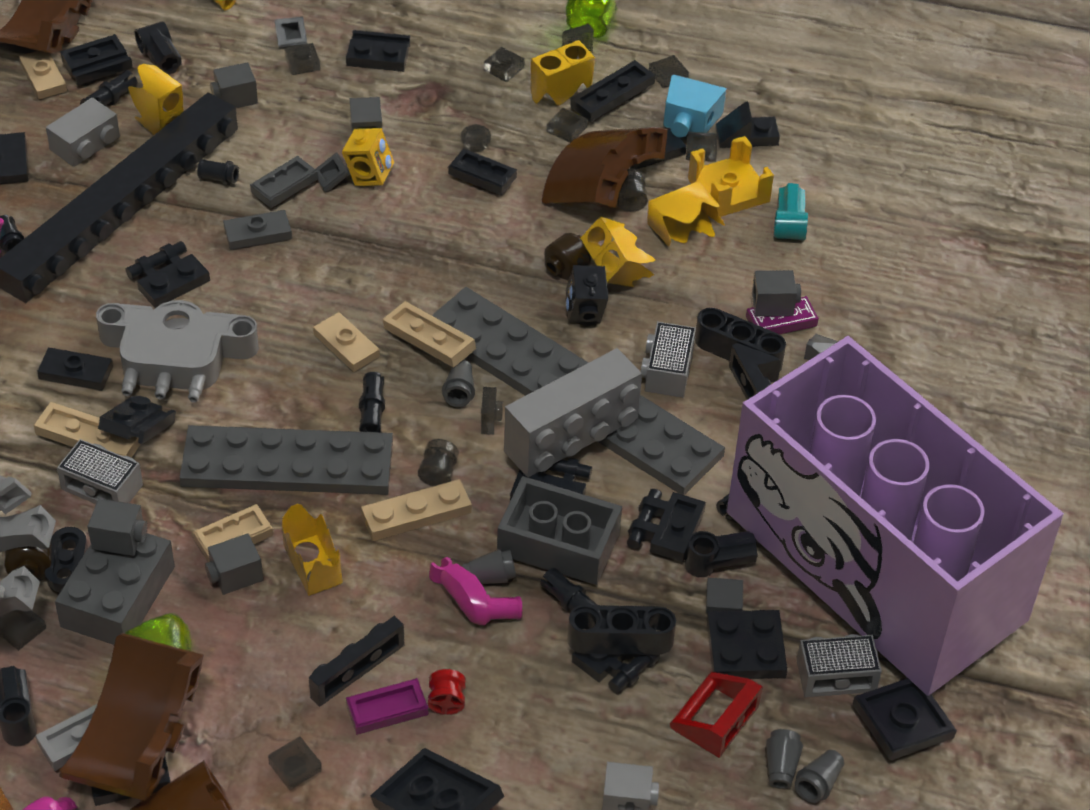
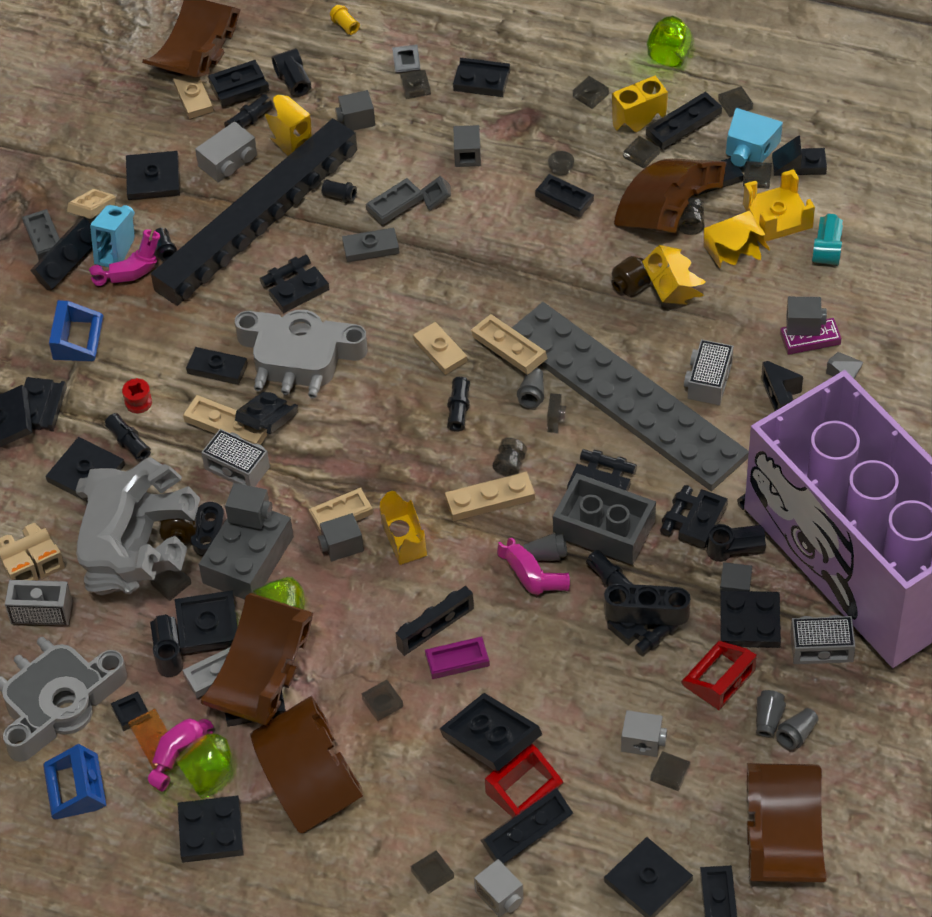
camera: 10 degrees right, 5 degrees up
(65, 673) = (206, 621): none -> black plate
(287, 460) = (387, 450): dark grey plate -> none
(368, 157) = (466, 181): yellow head -> none
(446, 691) = (504, 648): red wheel -> none
(572, 412) = (621, 419): light grey brick -> none
(583, 33) = (660, 68): clear smoke plate -> none
(586, 294) = (643, 312): black head -> none
(720, 330) = (754, 348): black beam -> none
(903, 718) = (870, 685): black plate -> none

